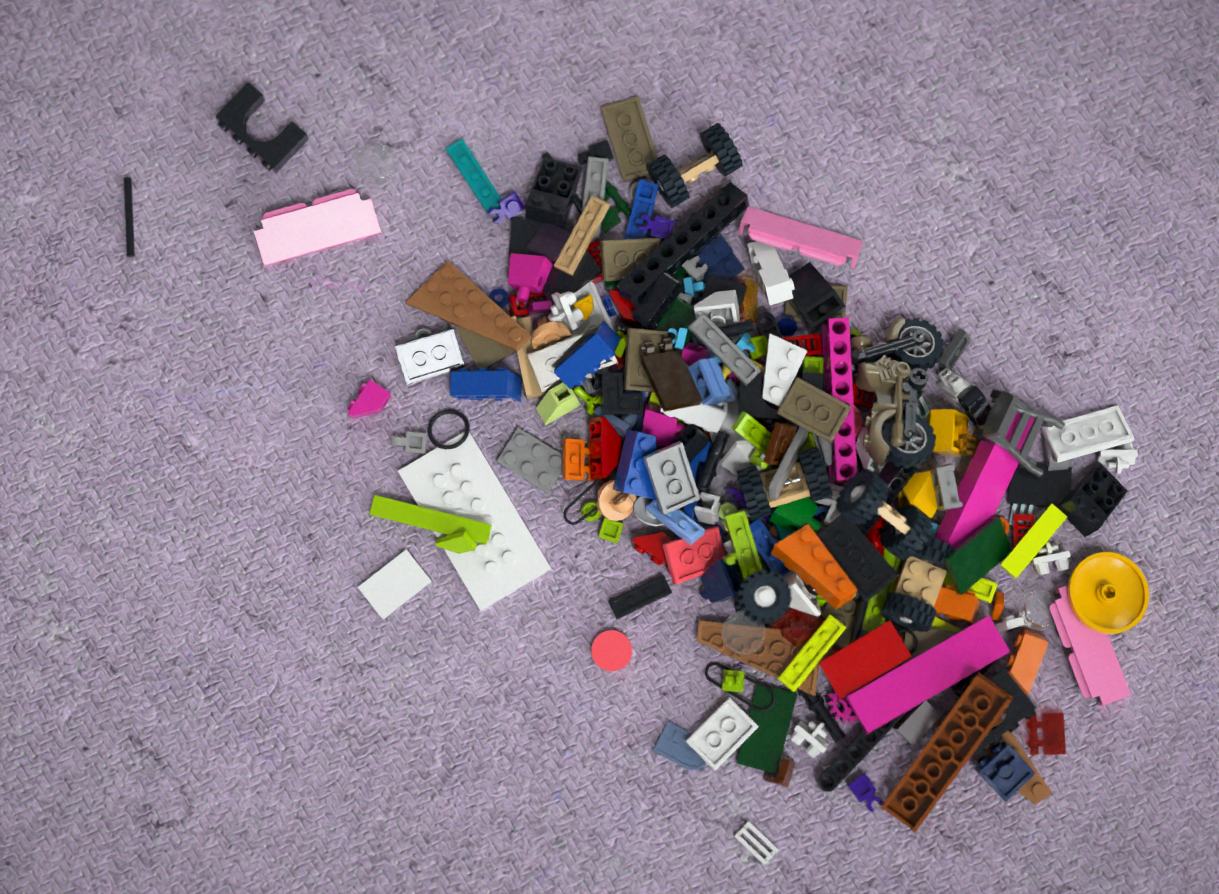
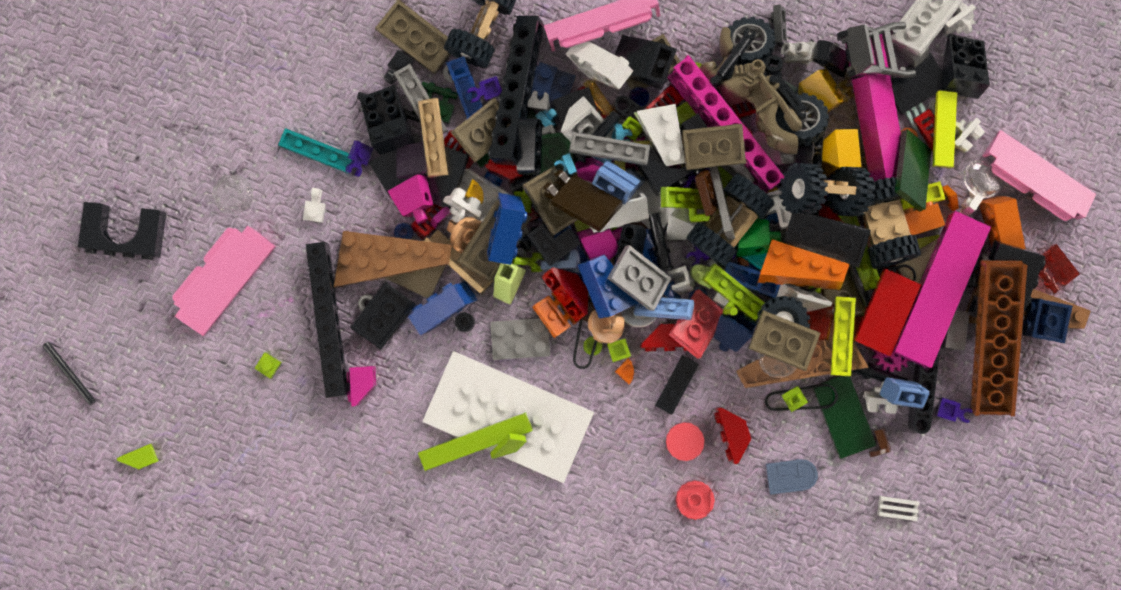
camera: 35 degrees left, 5 degrees up
(136, 330) = (140, 457): none -> lime tile
(301, 329) = (268, 365): none -> lime plate
(380, 326) = (327, 319): none -> black brick
(394, 584) = (483, 510): white tile -> none
(413, 443) = (418, 390): light grey plate -> none
(437, 225) = (314, 209): none -> white plate
(467, 429) = (422, 357): black tyre -> none
(496, 415) = (465, 322): none -> black wheel
(583, 707) = (695, 499): none -> coral tile
(604, 554) = (626, 371): none -> orange tile
(658, 673) = (734, 433): none -> red slope
(722, 734) = (814, 445): white tile -> none
(752, 611) = (784, 340): none -> dark tan tile
(830, 740) = (904, 393): none -> medium blue brick
(945, 488) = (856, 136): light grey hinge -> none
(1108, 593) = (1027, 129): yellow dish -> none

